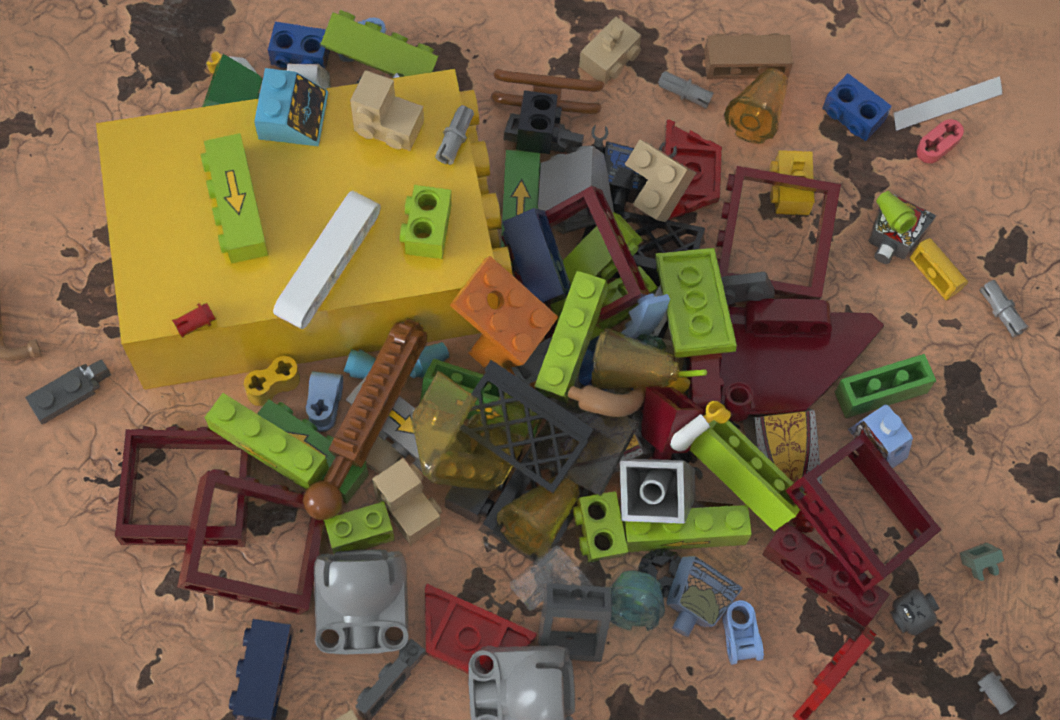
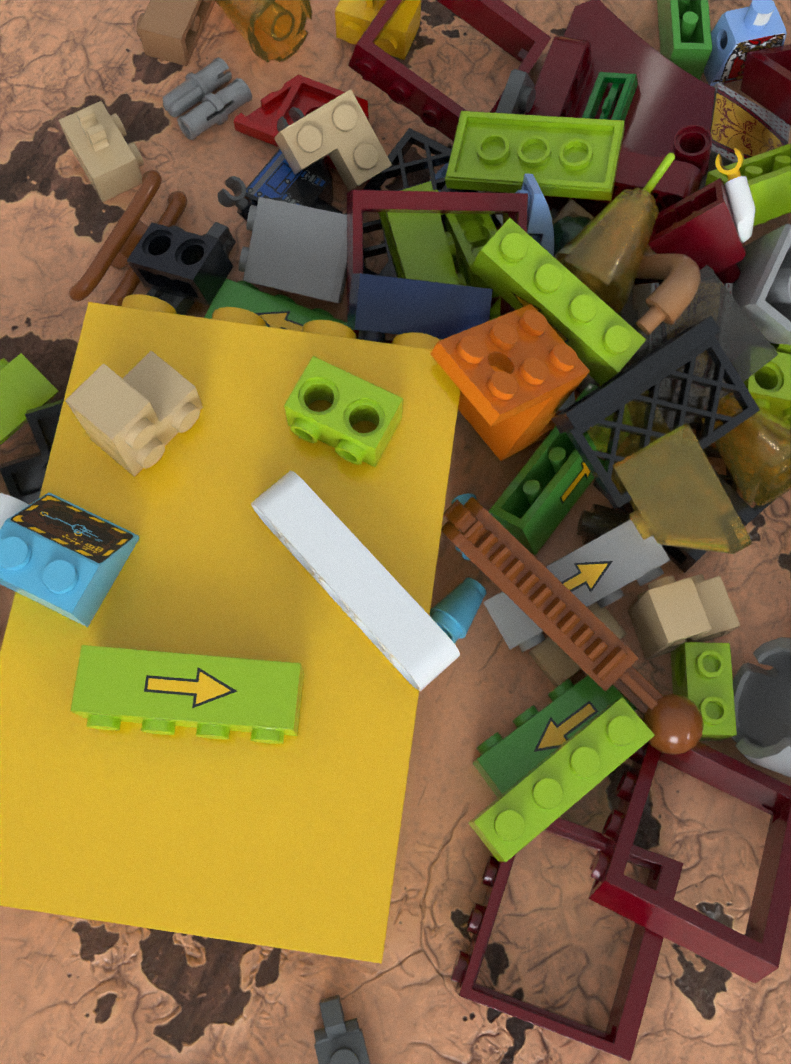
camera: 70 degrees left, 5 degrees up
(194, 319) = (387, 824): red pin -> none
(272, 380) = (439, 747): yellow axle -> none
(324, 396) = (479, 680): light blue piece -> none
(454, 135) = (208, 331): light grey axle -> none
(674, 106) = (214, 109): none -> light grey pin
(779, 353) = (617, 79): none -> green tile

